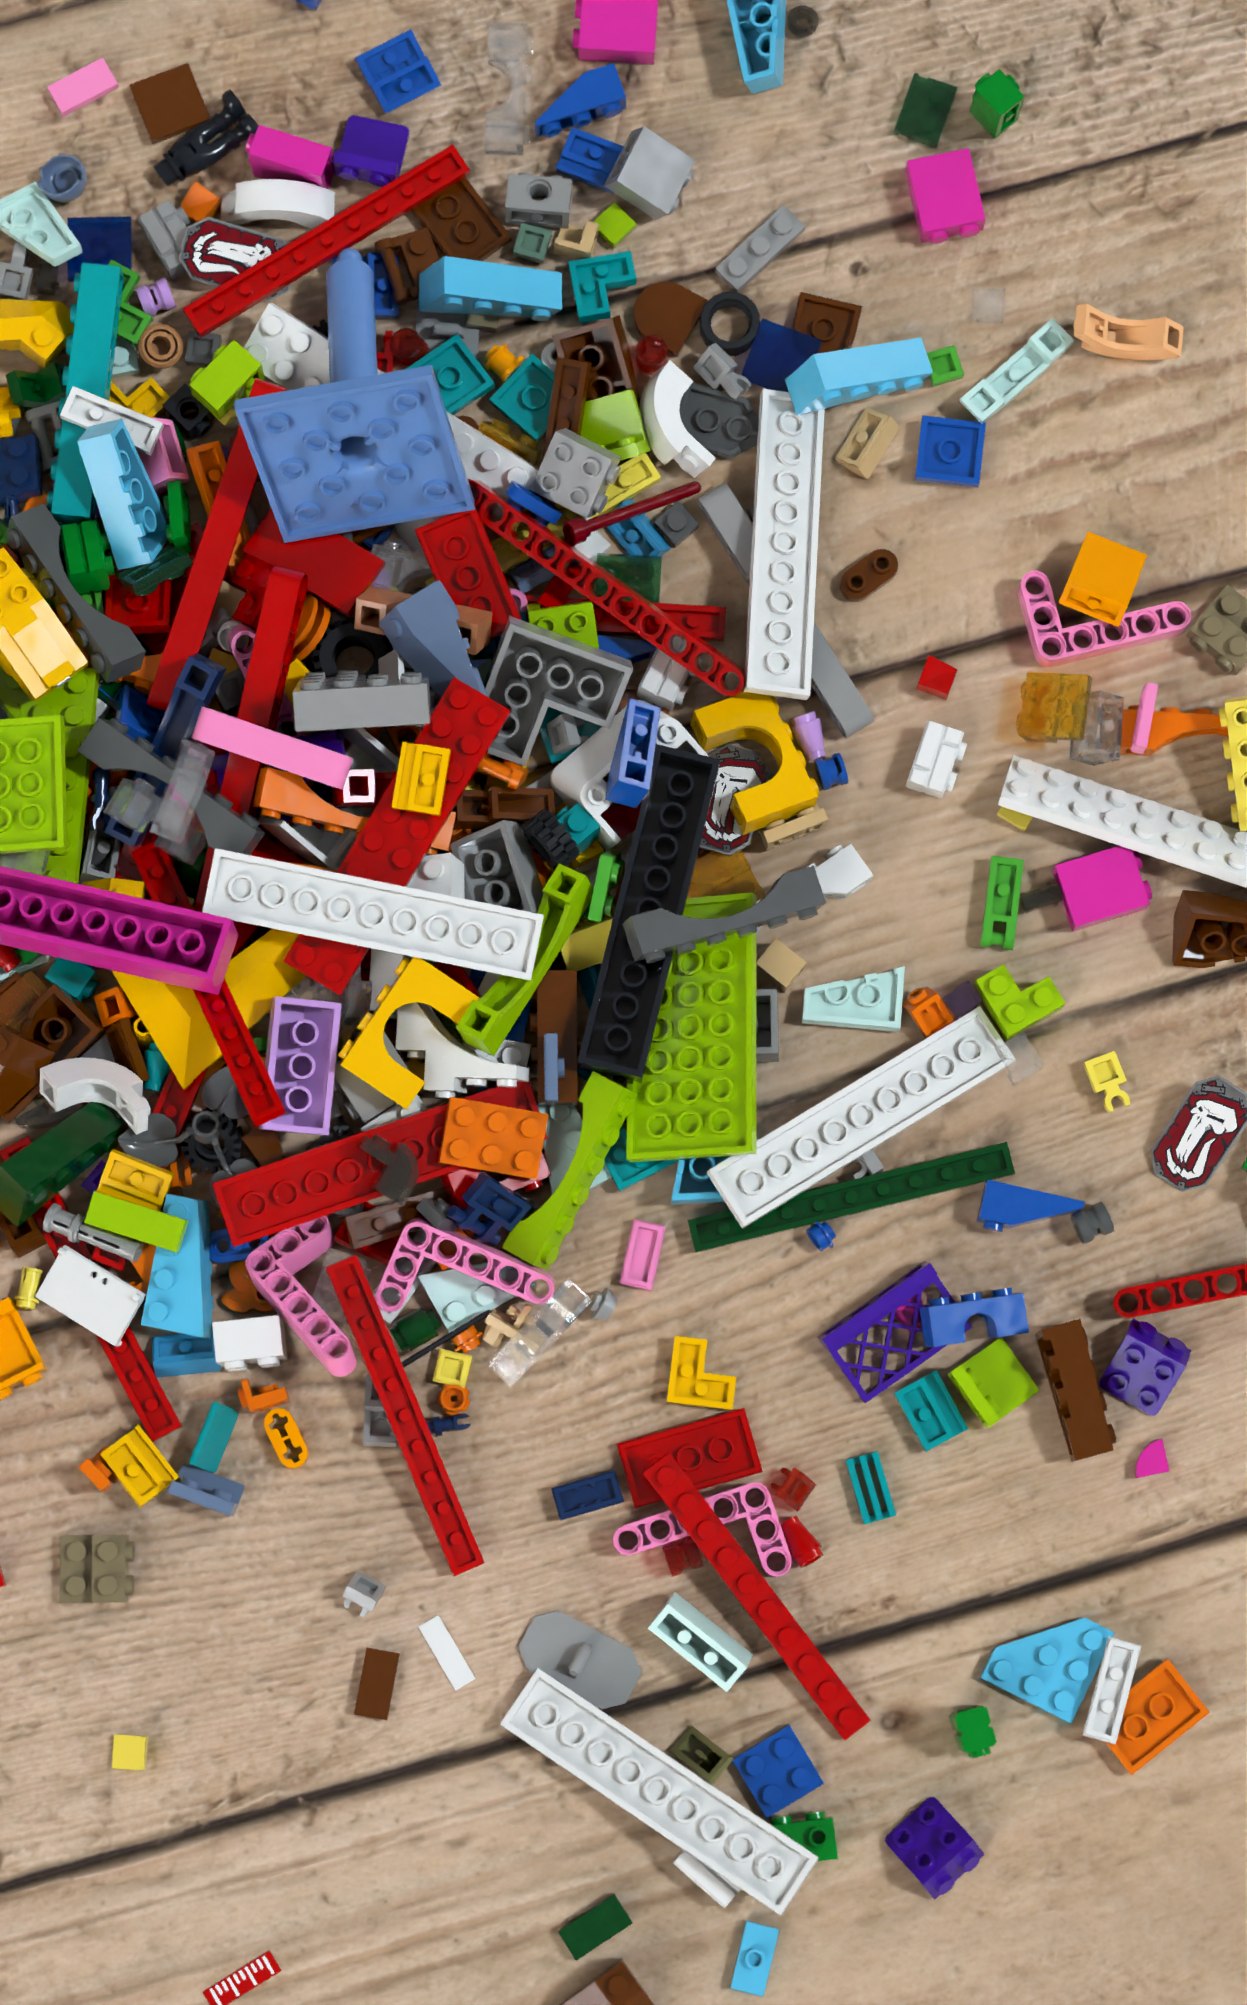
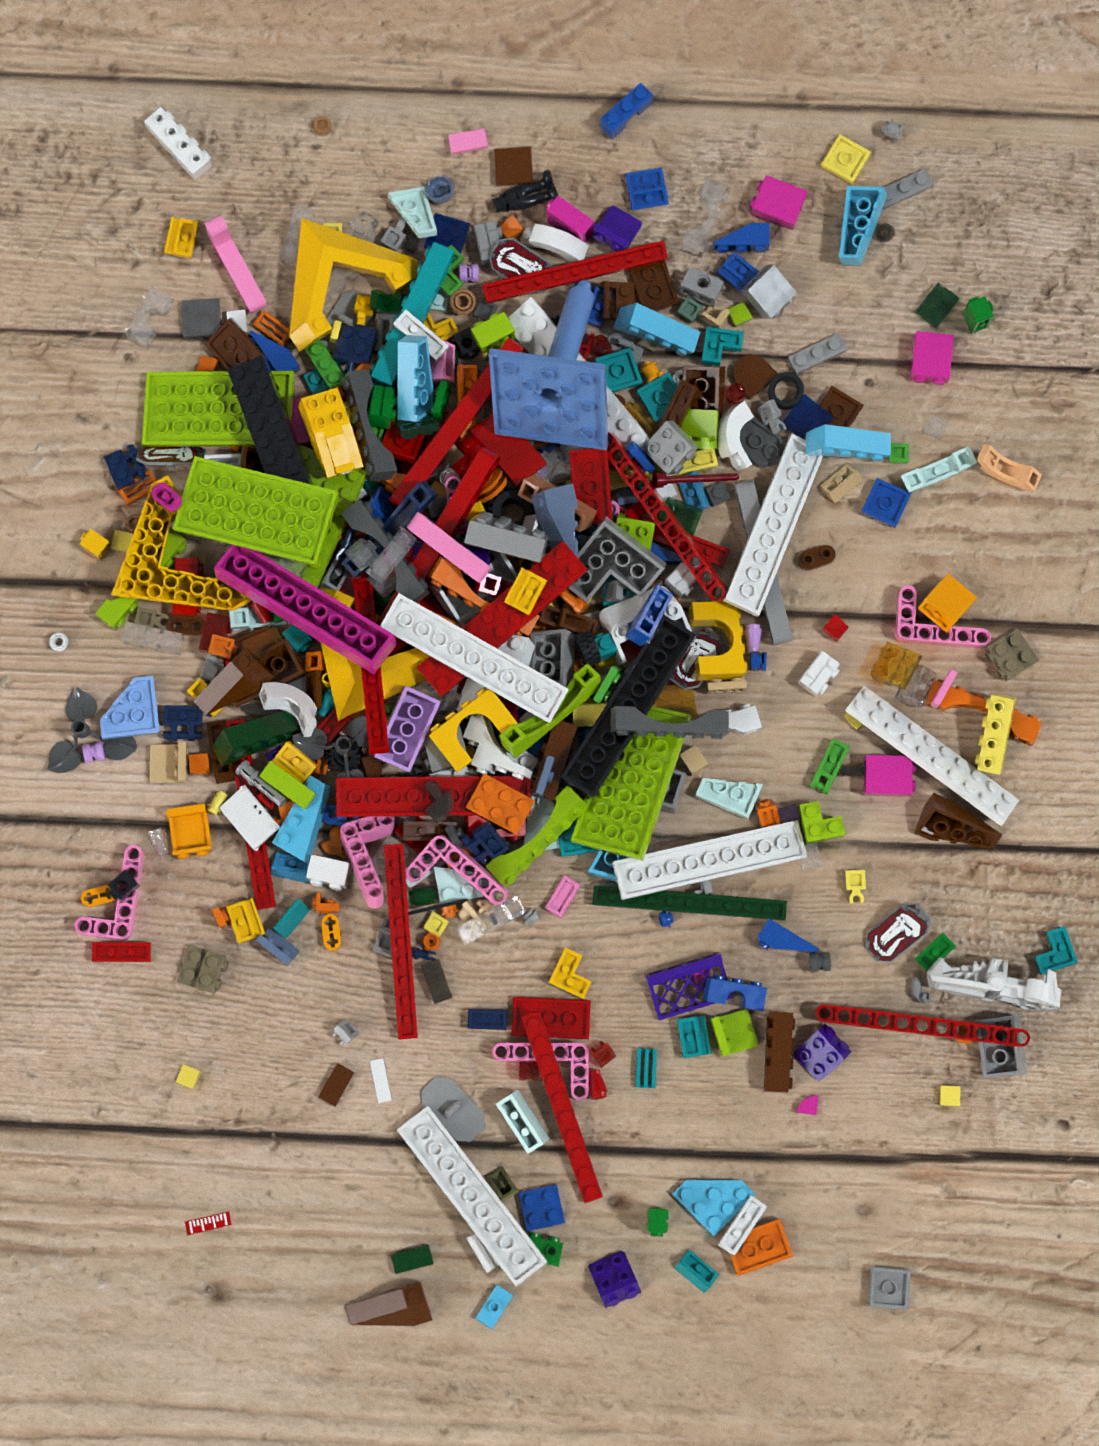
camera: 20 degrees right, 0 degrees up
(484, 1460) = (436, 981): none -> clear smoke slope
(1061, 1789) = (696, 1271): none -> teal slope

